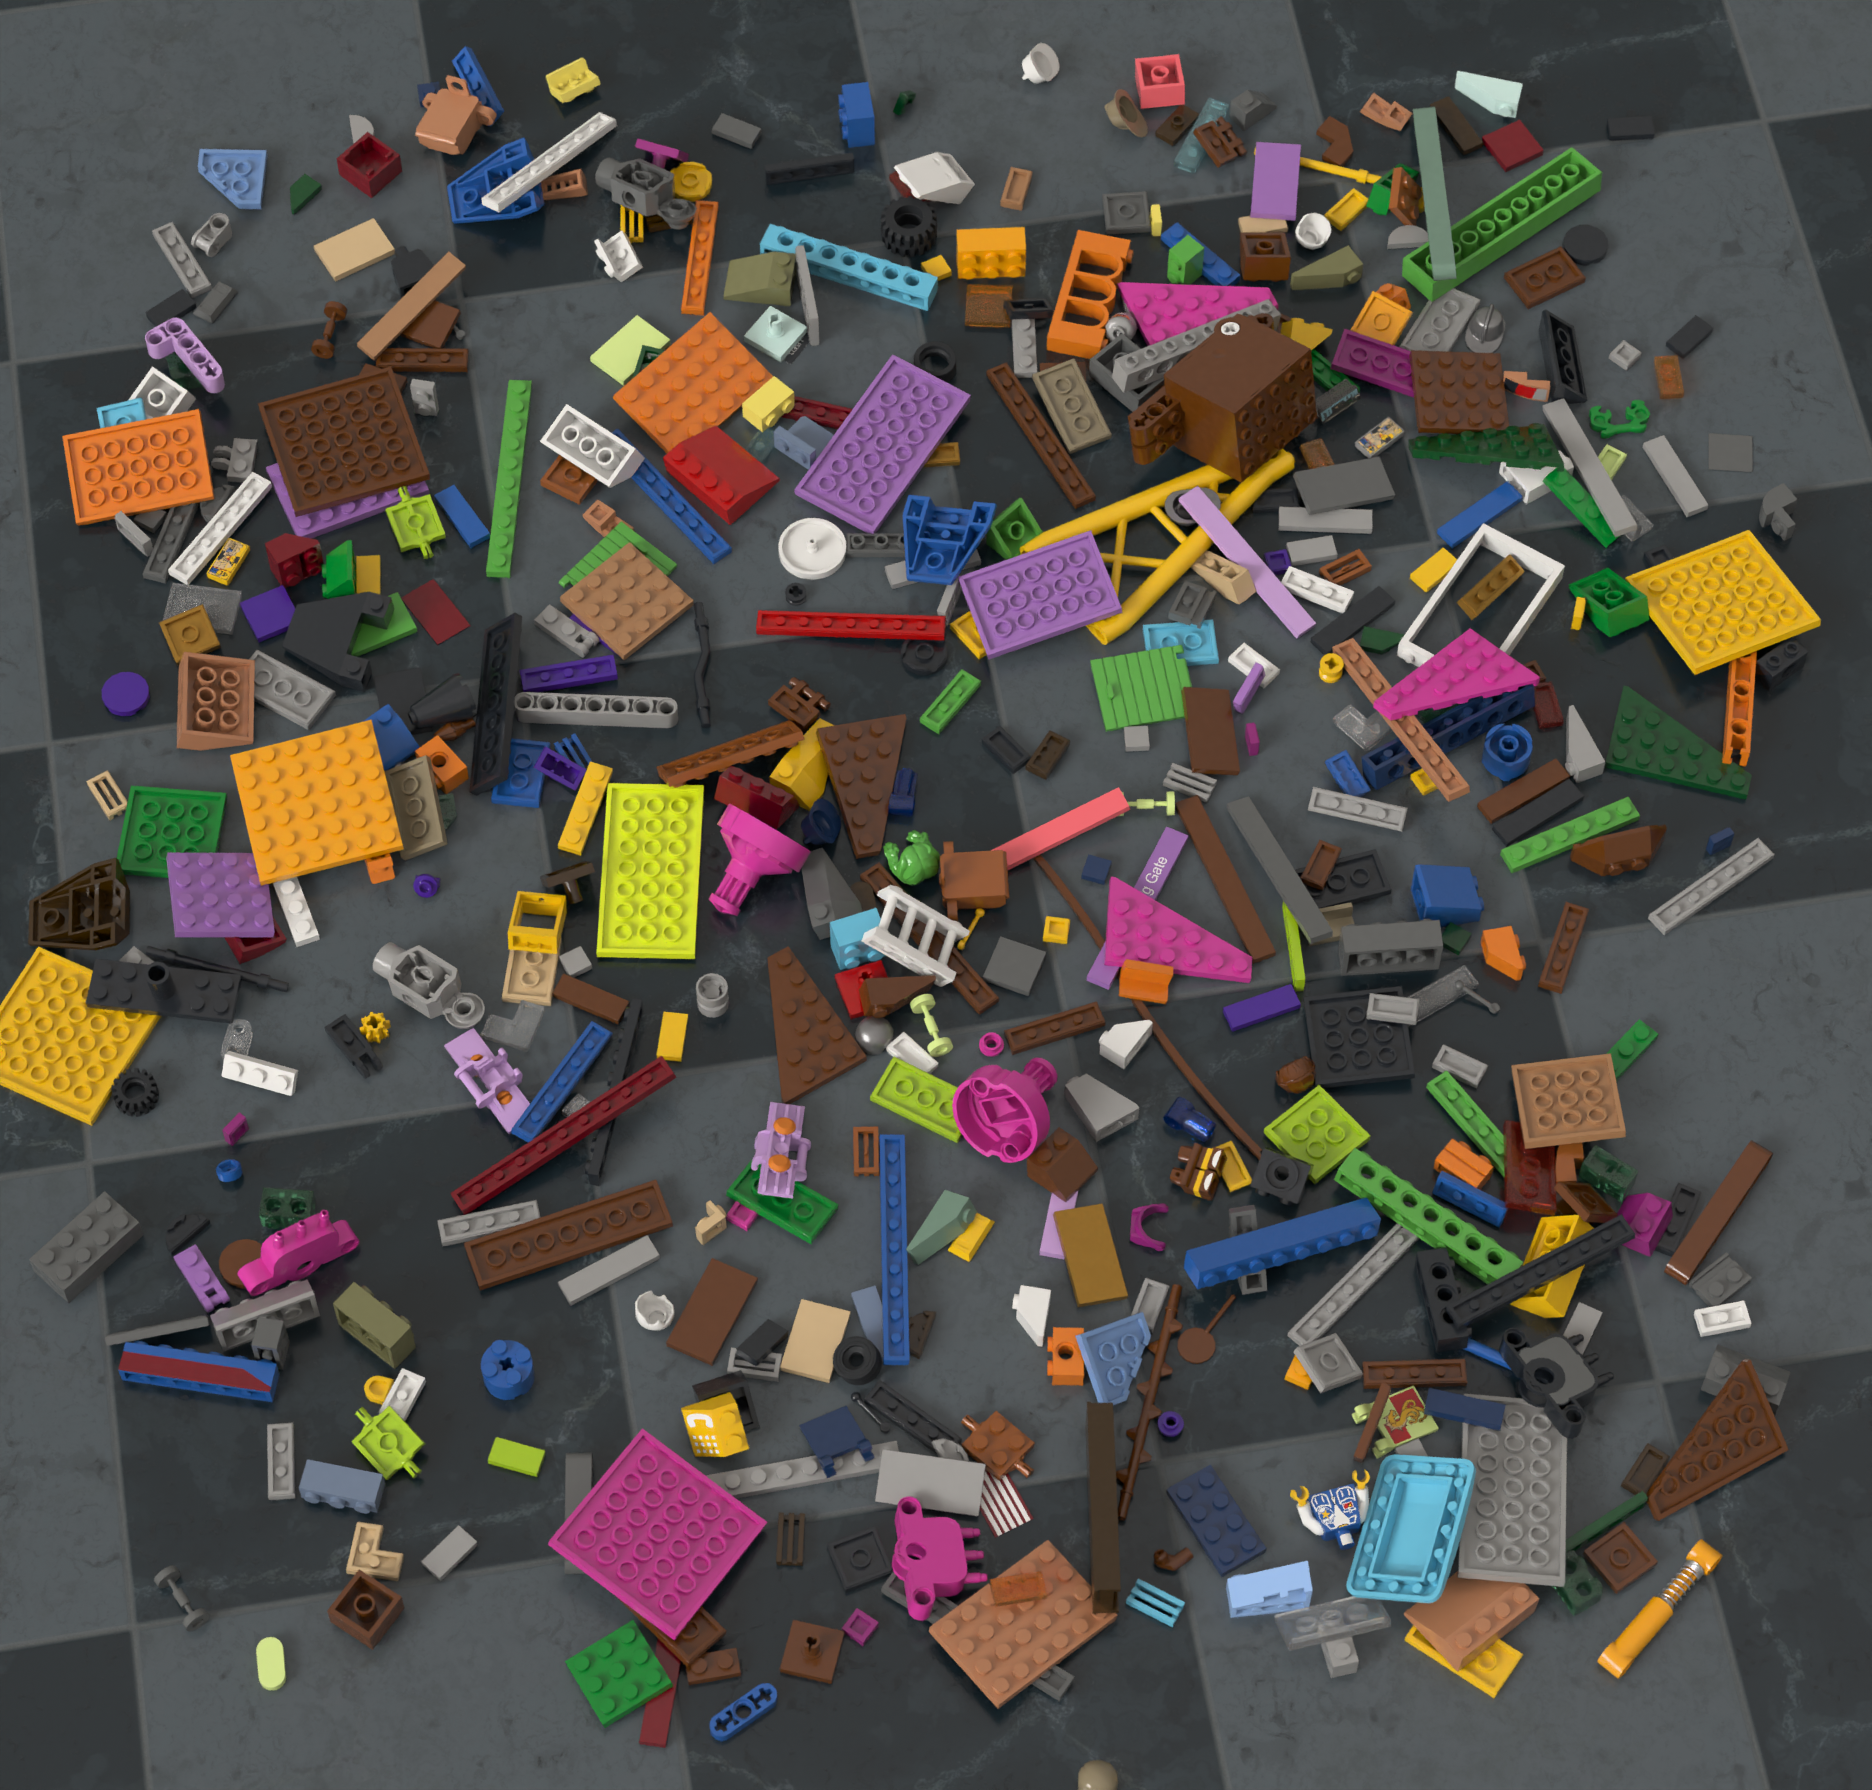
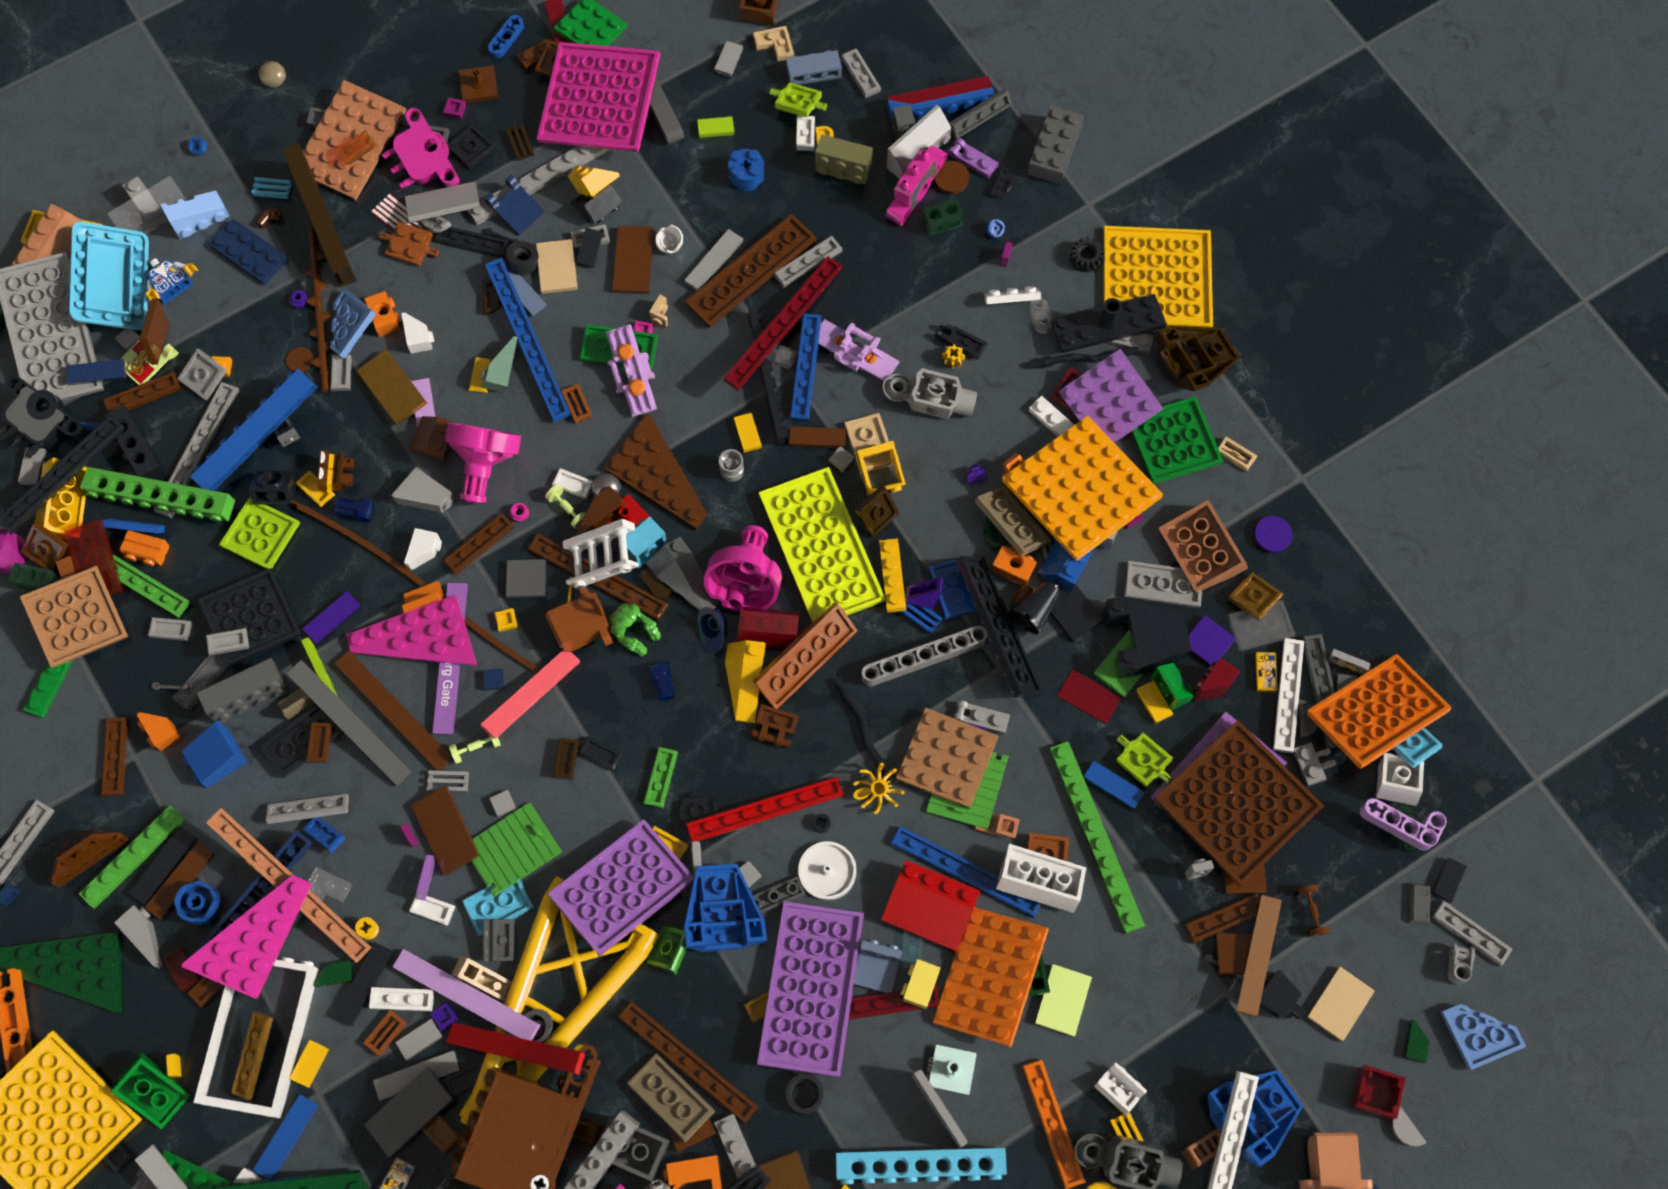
camera: 155 degrees right, 10 degrees up
(516, 1032) = (858, 393): clear tile -> none
(569, 674) = (960, 678): dark purple plate -> none
(716, 596) = (879, 788): none -> yellow animal
(762, 279) = (990, 1119): olive slope -> none
(863, 771) = (701, 686): reddish brown wing -> none
(918, 1098) = (551, 455): lime tile -> none
(1137, 1233) = (368, 428): magenta helmet -> none
(1212, 477) = (516, 1048): none -> red tile
(1238, 1705) = (197, 145): none -> blue tile
(1296, 1075) = (288, 570): reddish brown piece -> none
(1455, 938) = (198, 727): dark green tile -> none

